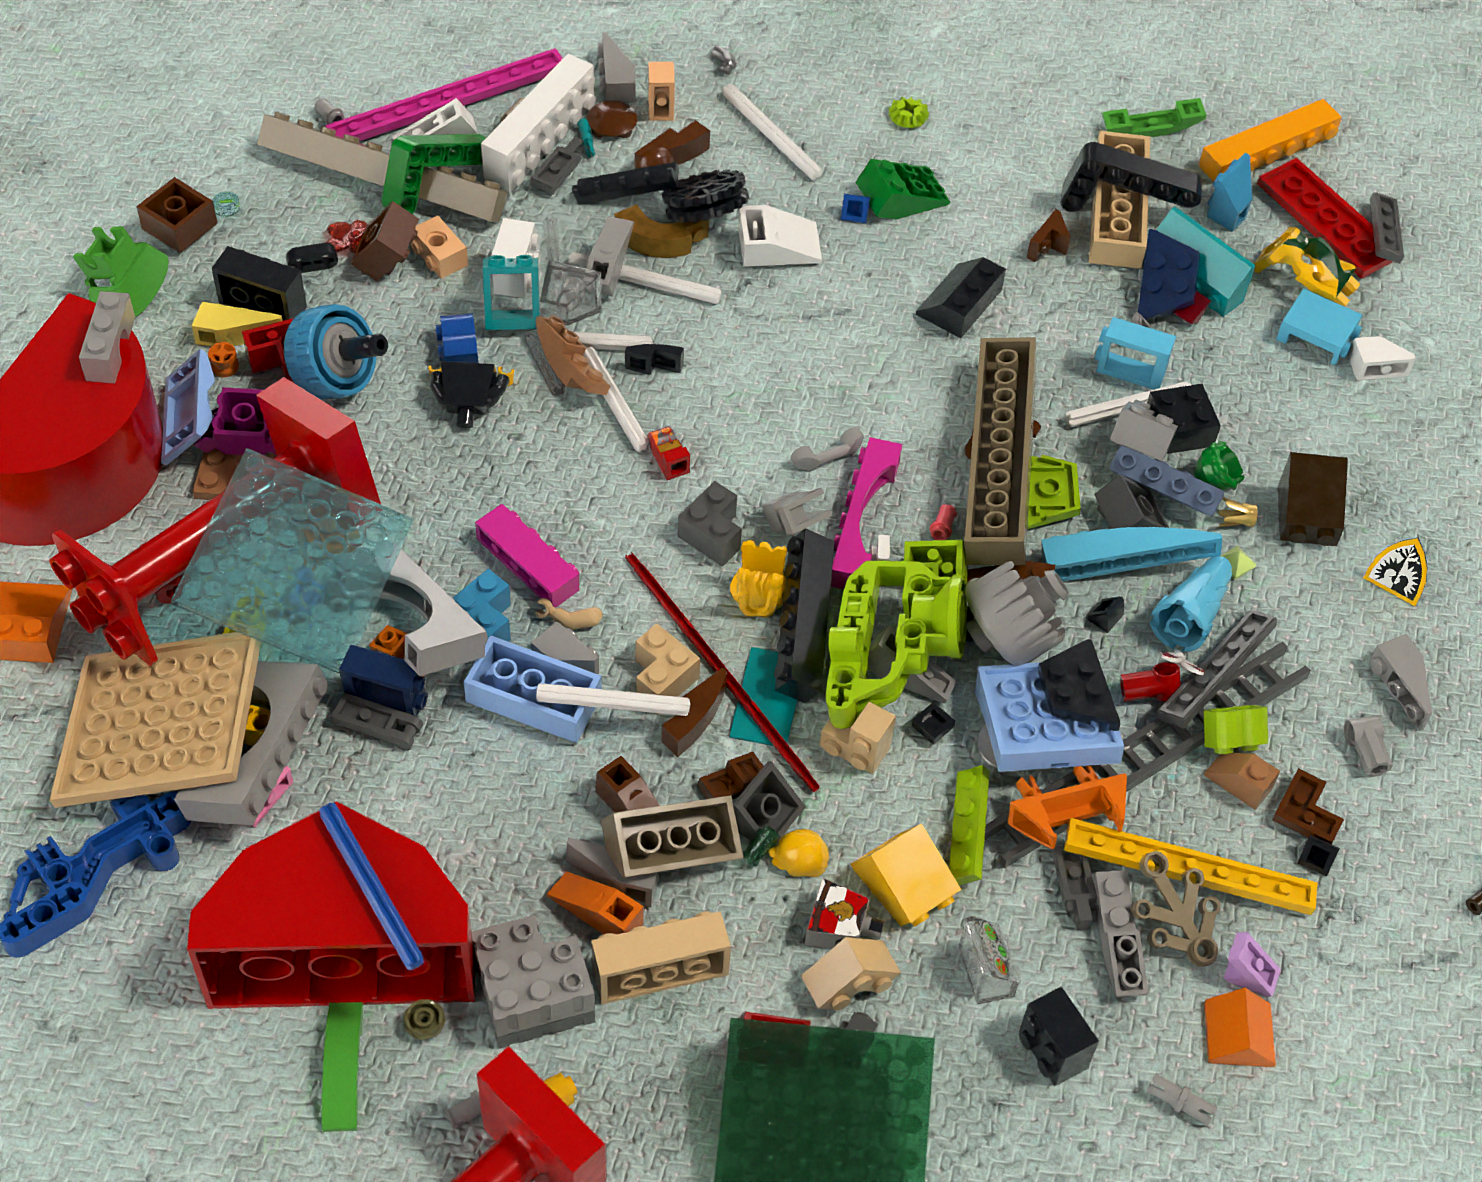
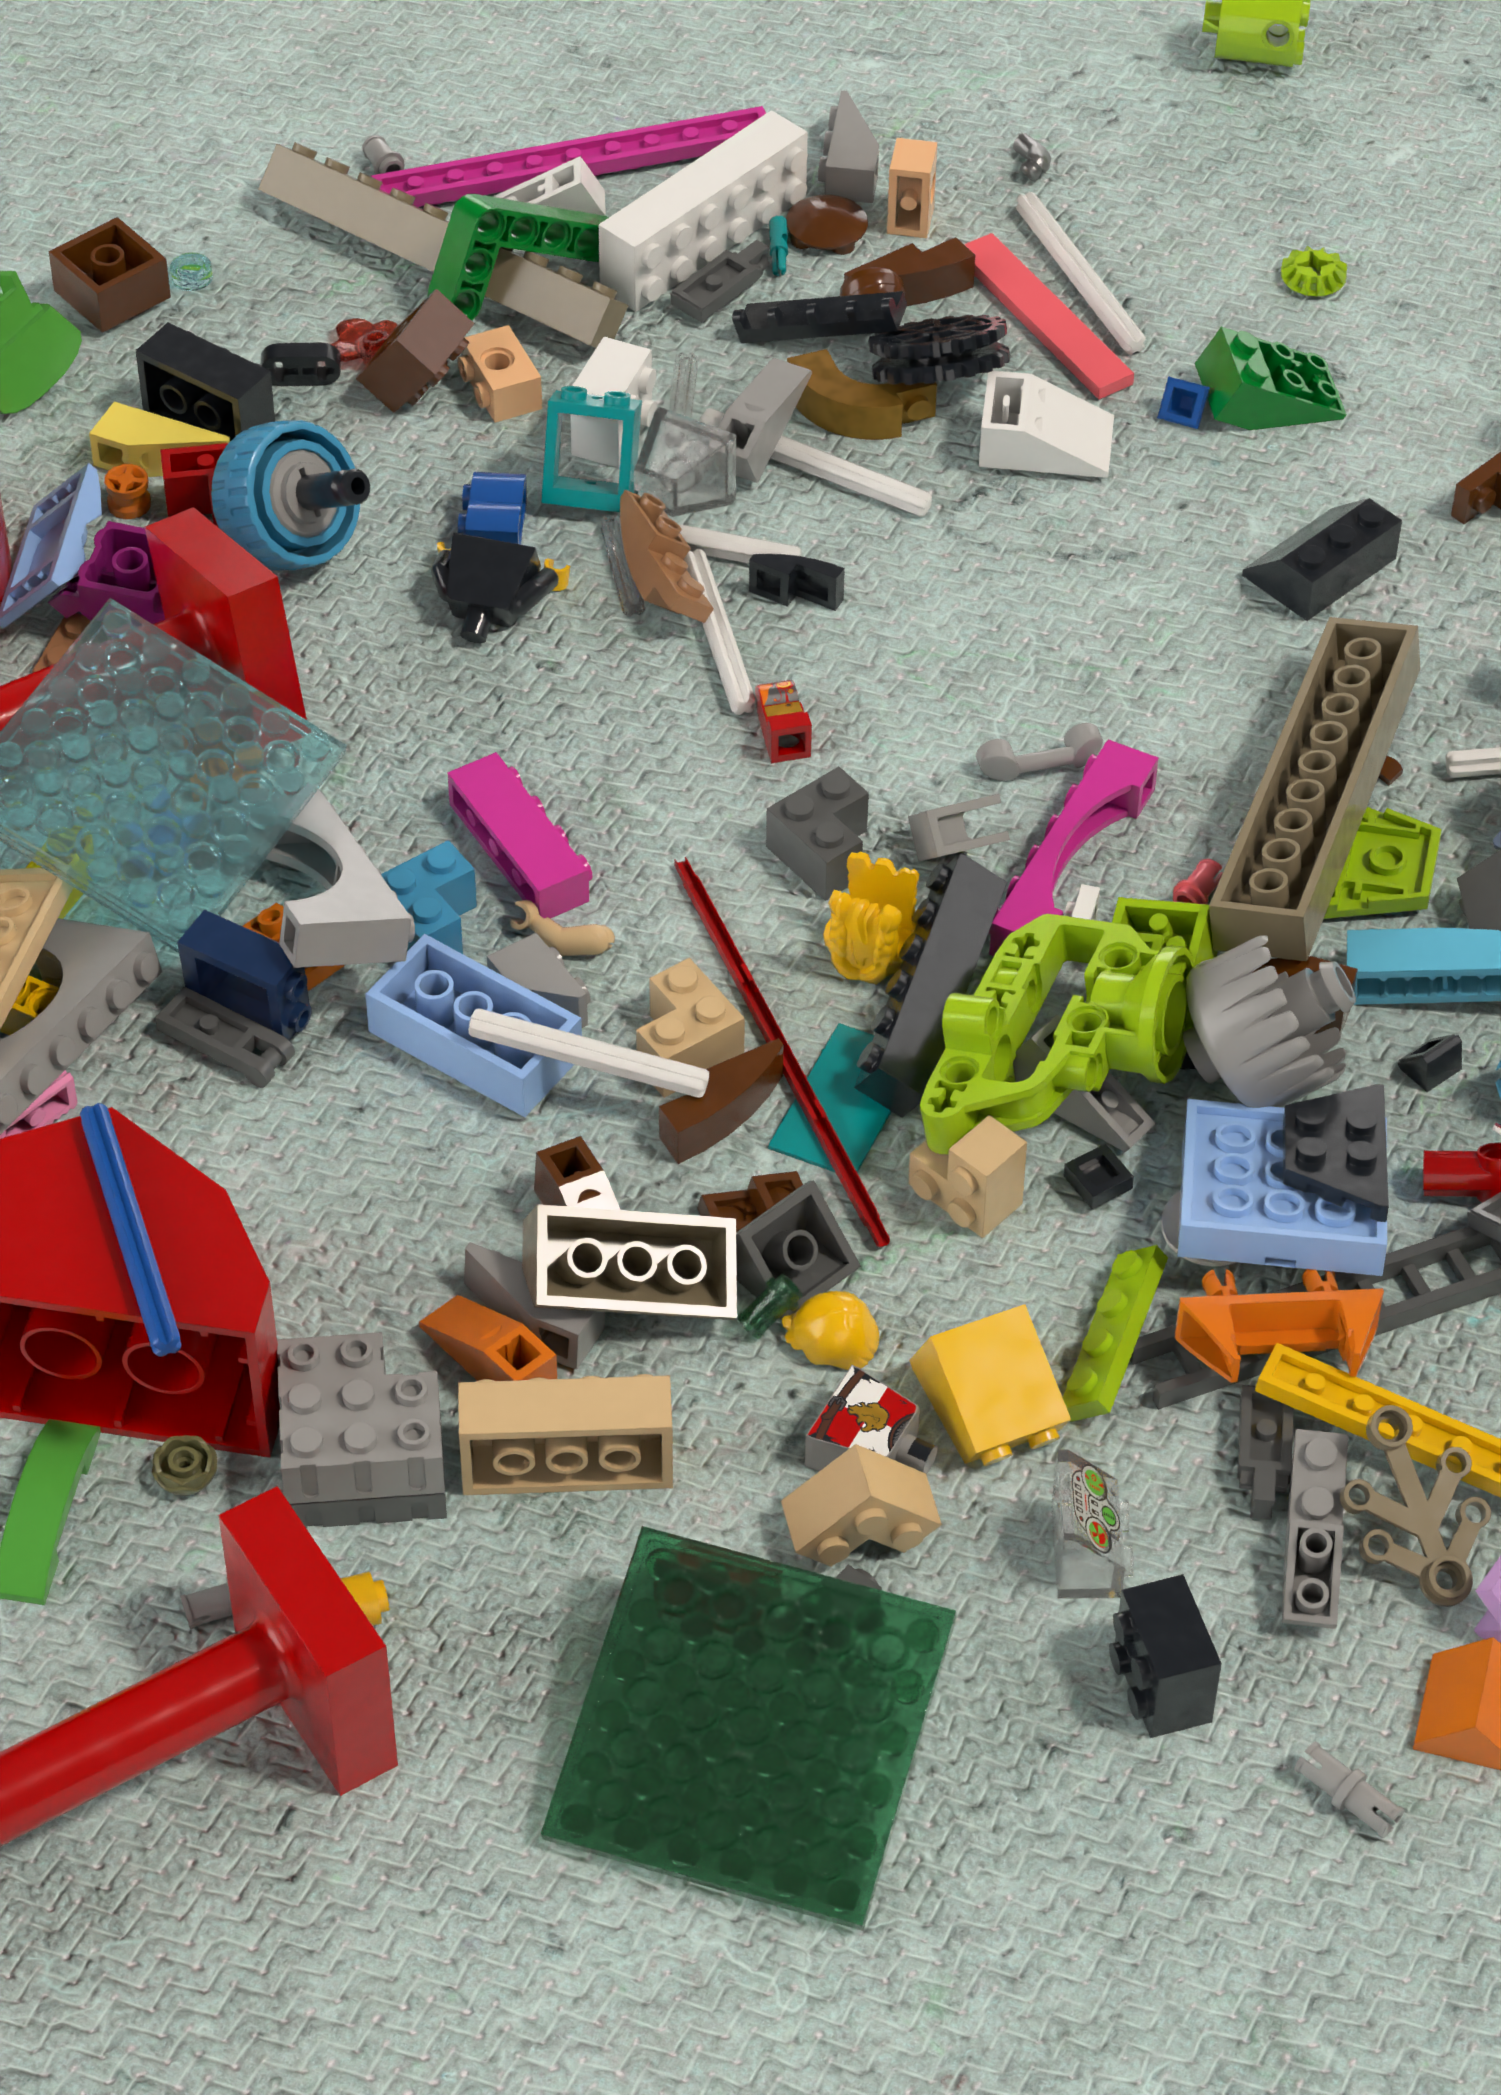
camera: 15 degrees right, 5 degrees down
(760, 163) = (1048, 318): none -> coral tile

